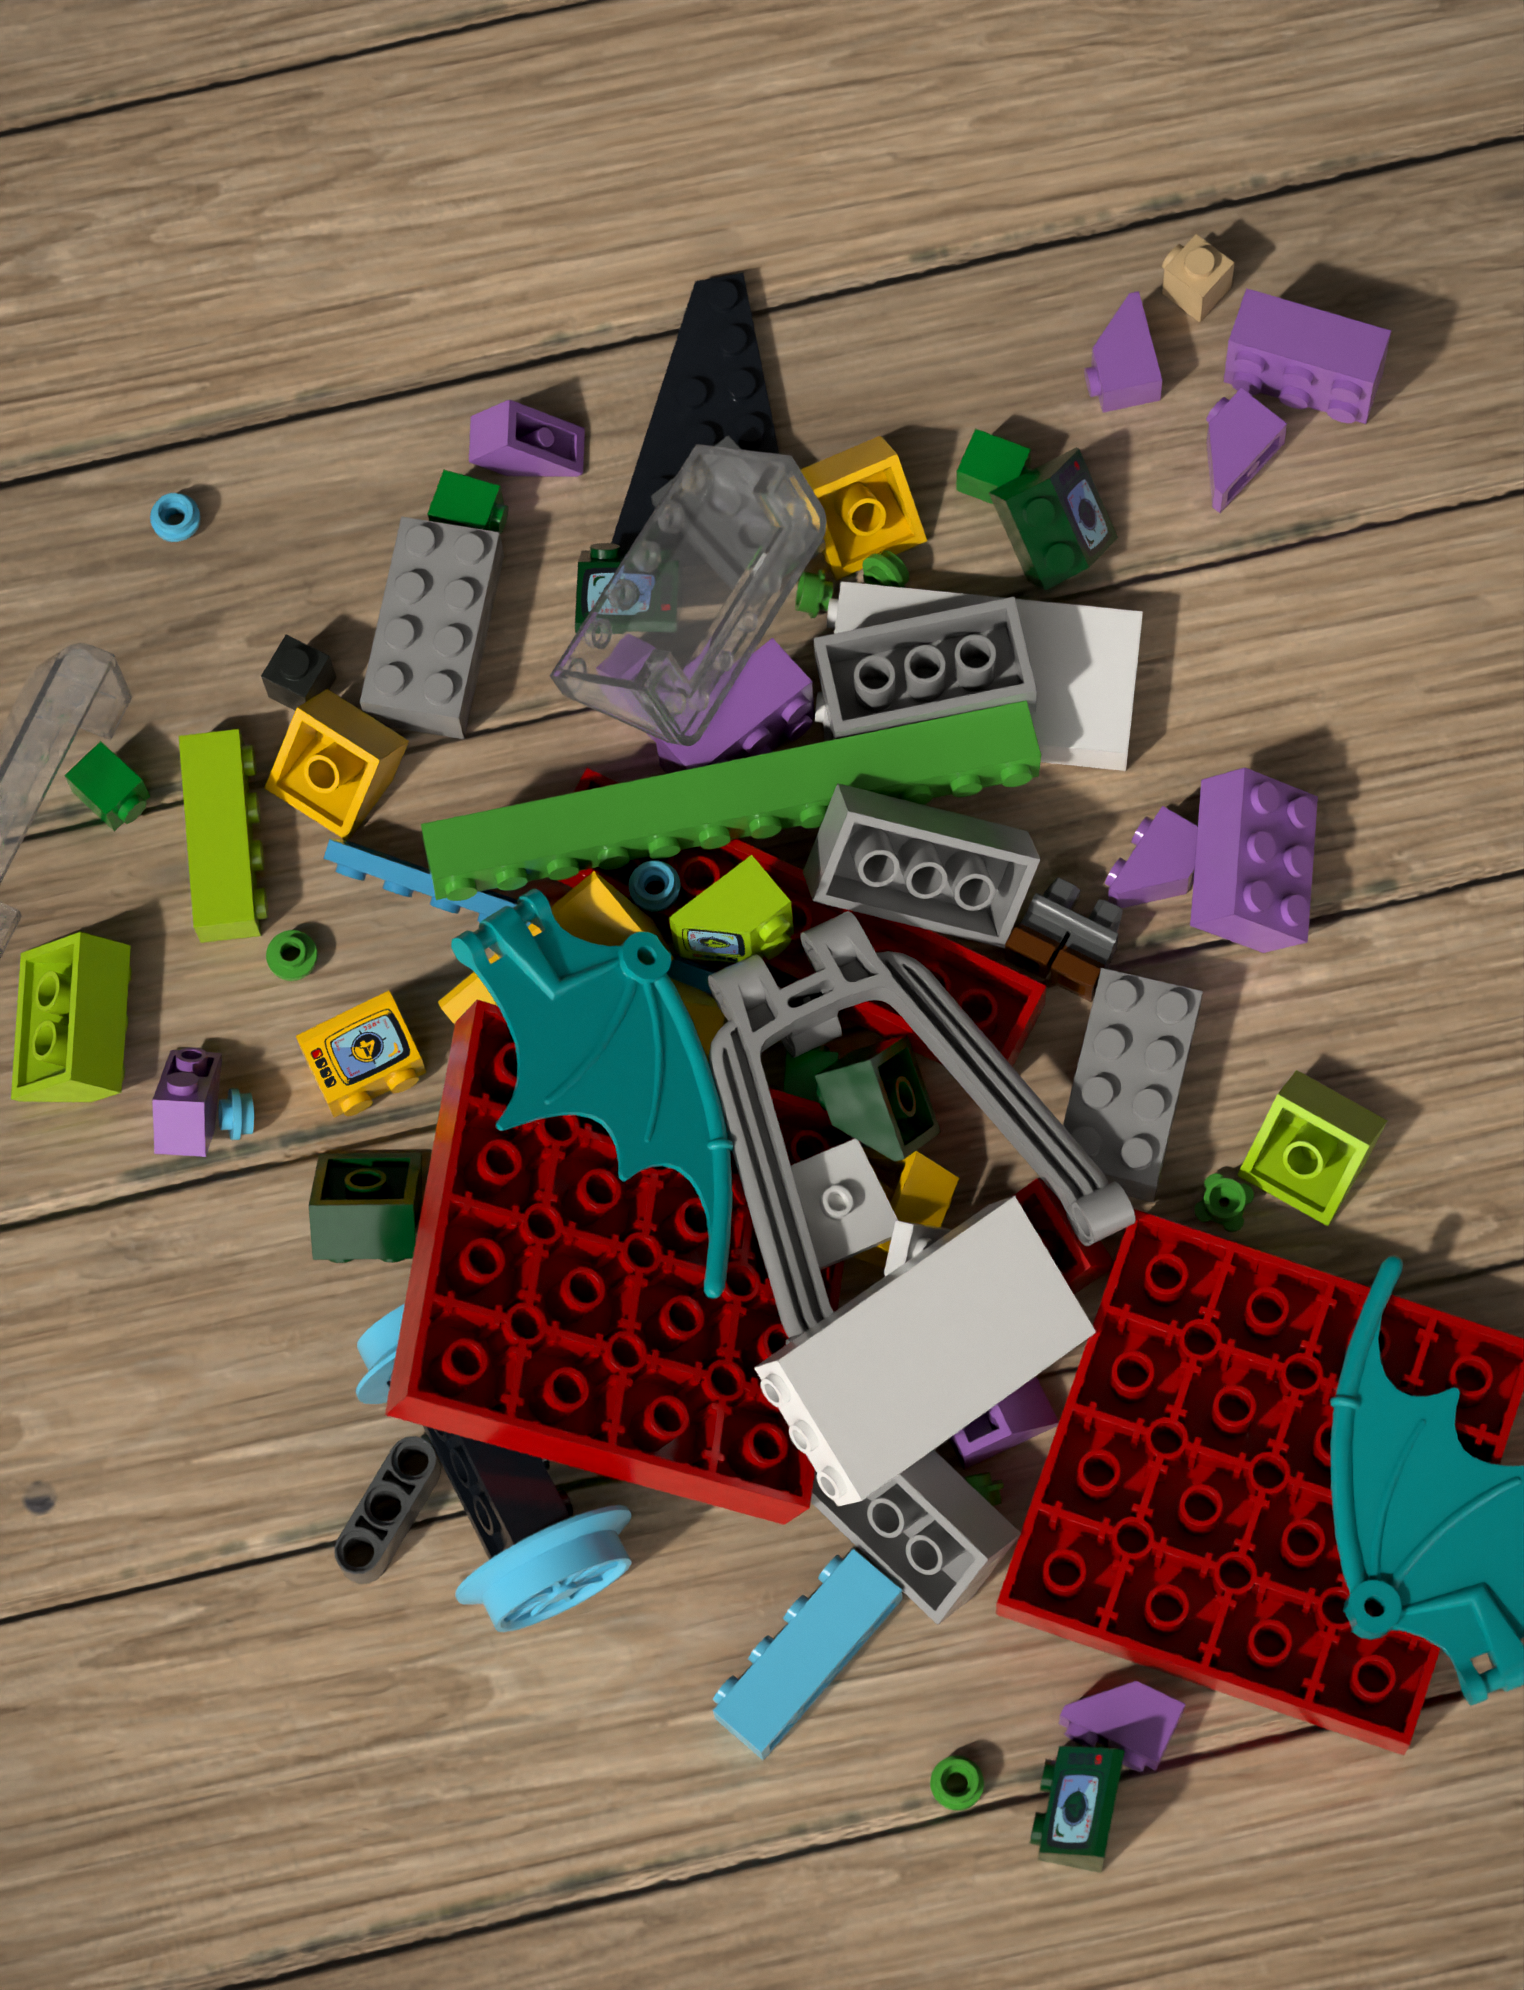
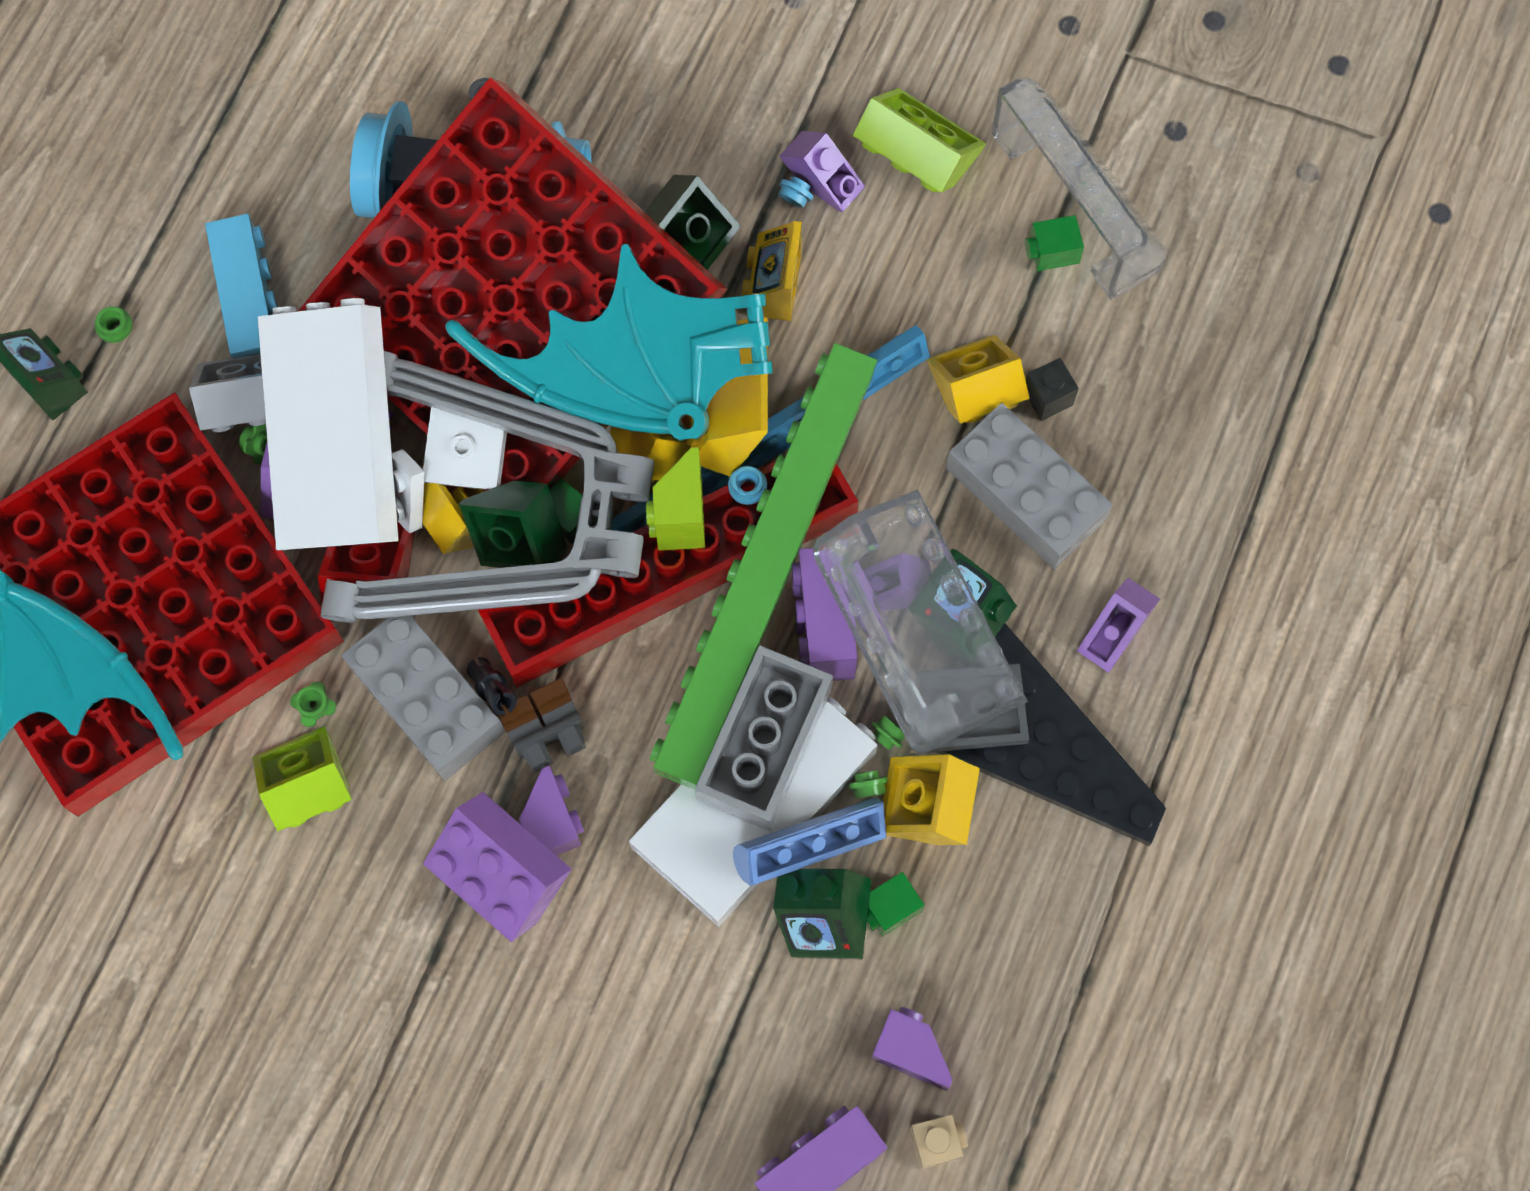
camera: 120 degrees right, 0 degrees up
(175, 504) = (1222, 383): medium azure plate -> none
(221, 835) = (977, 285): lime brick -> none
(297, 968) = (873, 291): bright green plate -> none
(468, 503) = (1096, 559): green brick -> none
(920, 866) = (640, 648): light grey brick -> none
(994, 572) = (810, 841): none -> medium blue brick
(1068, 1013) = (491, 686): none -> black pin
(1125, 1719) = (66, 429): medium lavender slope -> none
(1239, 444) = (796, 1079): medium lavender slope -> none

